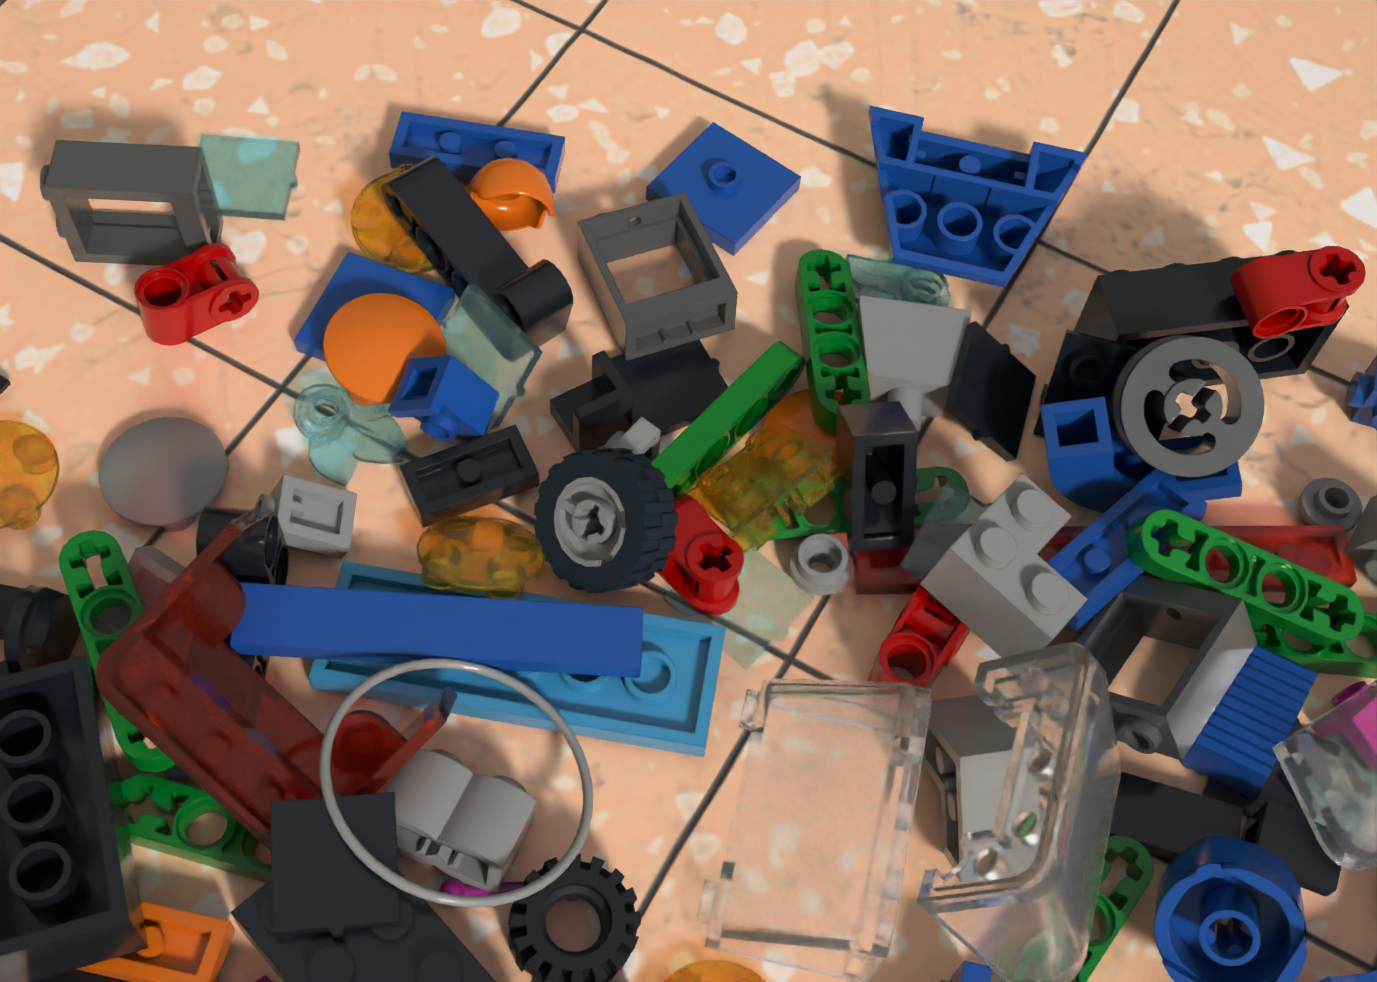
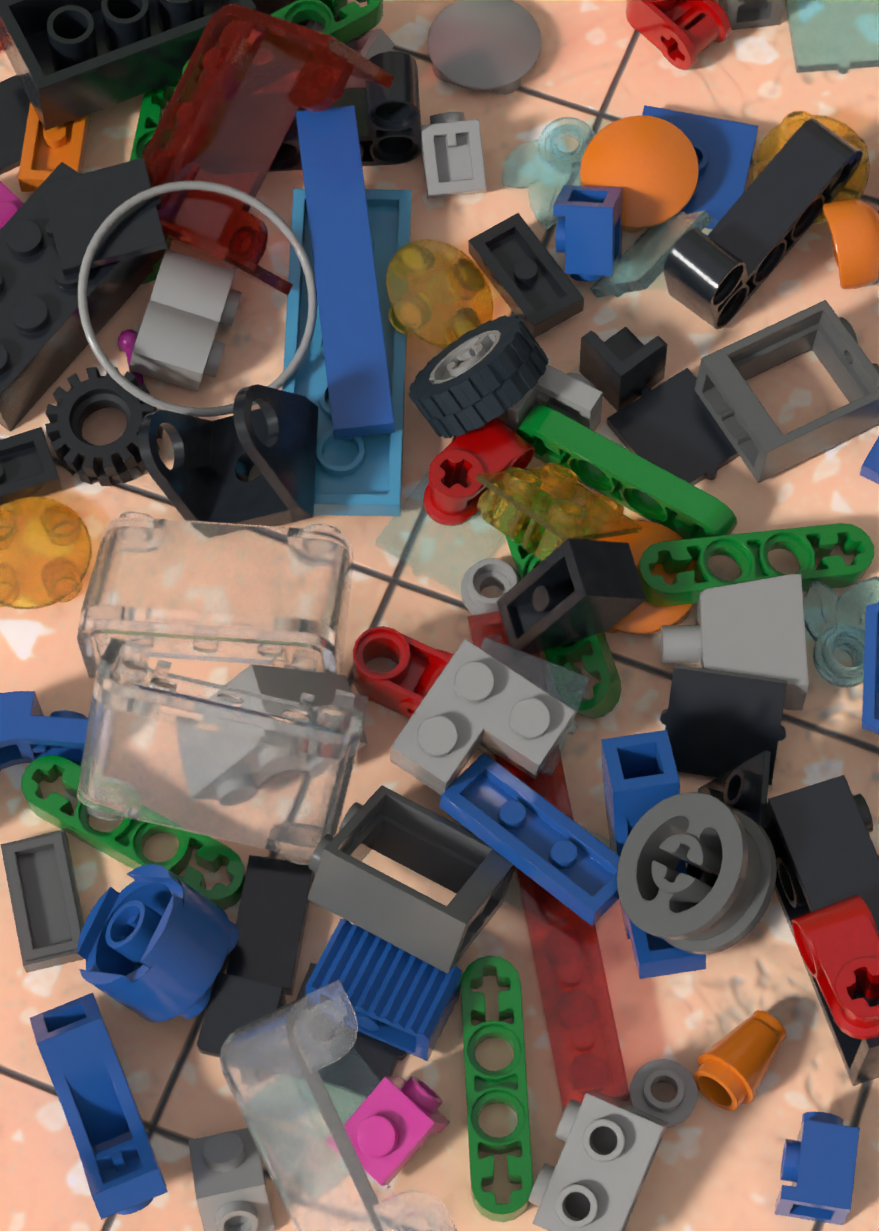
camera: 90 degrees right, 5 degrees up
(651, 812) = (217, 456): none -> black hose
(1246, 572) = (506, 957): green beam -> none
(1303, 441) = (739, 1061): none -> orange cone

